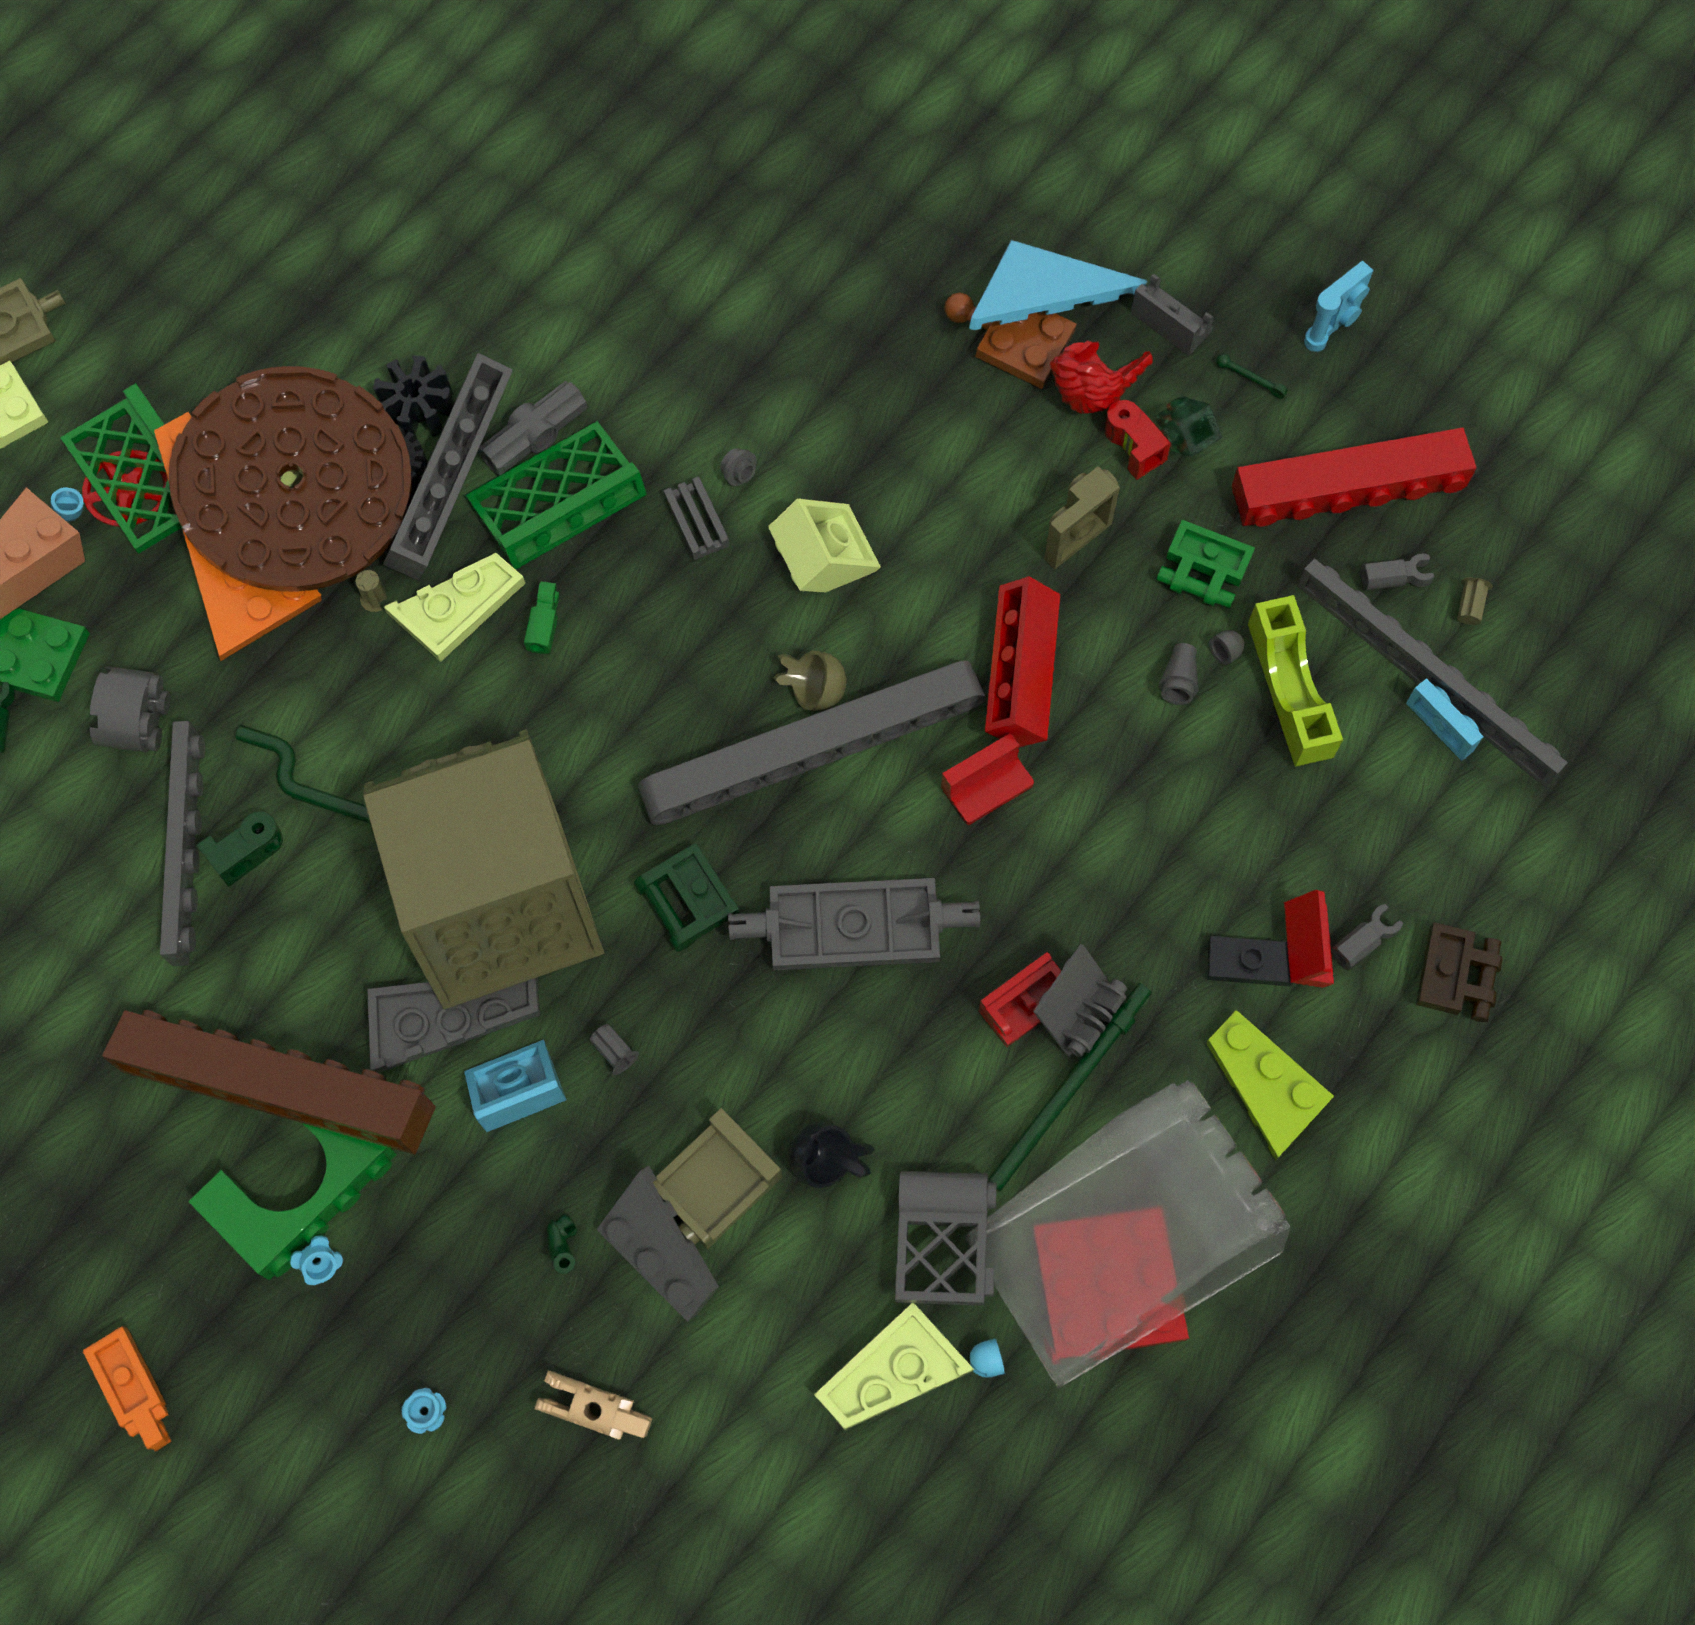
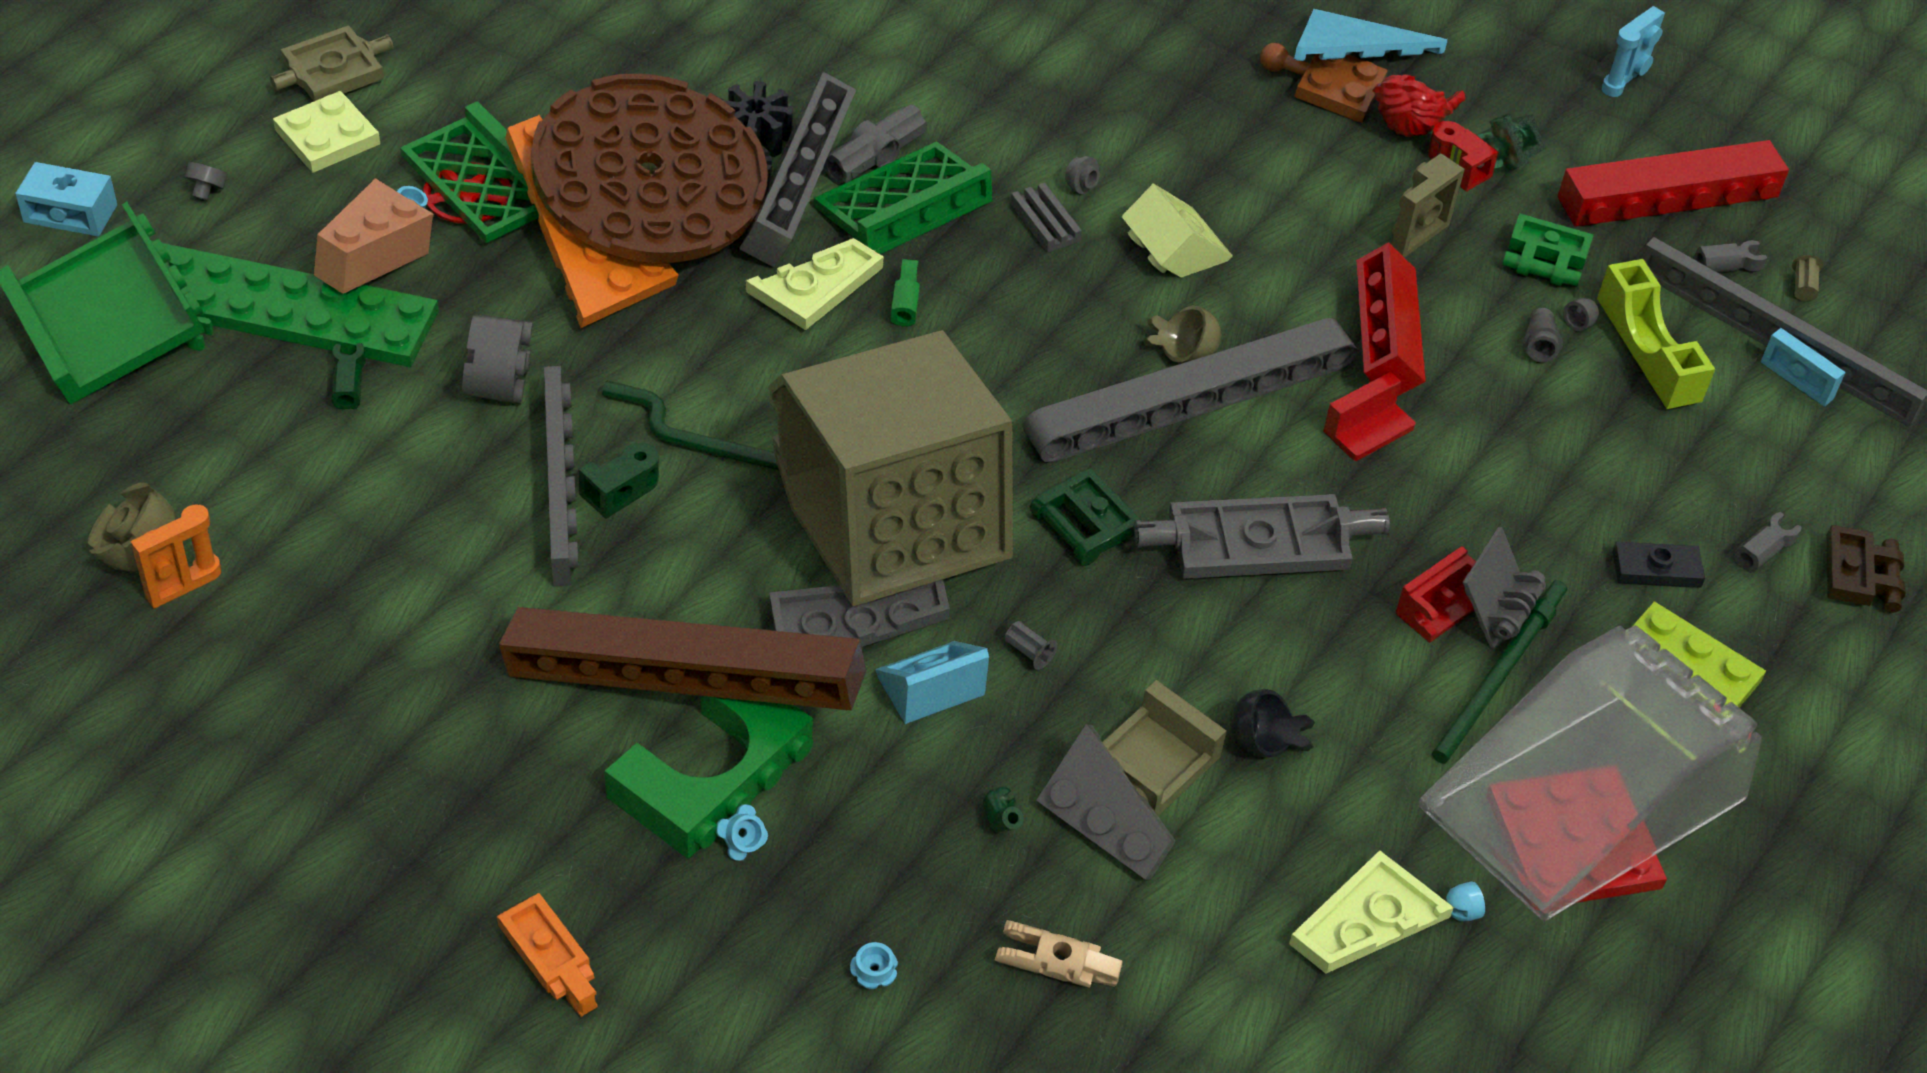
camera: 10 degrees left, 20 degrees down
(371, 590) = (729, 269): olive piece -> none
(948, 1201) = (1397, 765): dark grey piece -> none
(1170, 317) = (1474, 66): dark grey hinge -> none
(1278, 390) = (1586, 123): dark green hinge -> none
(1309, 940) = (1716, 537): red panel -> none

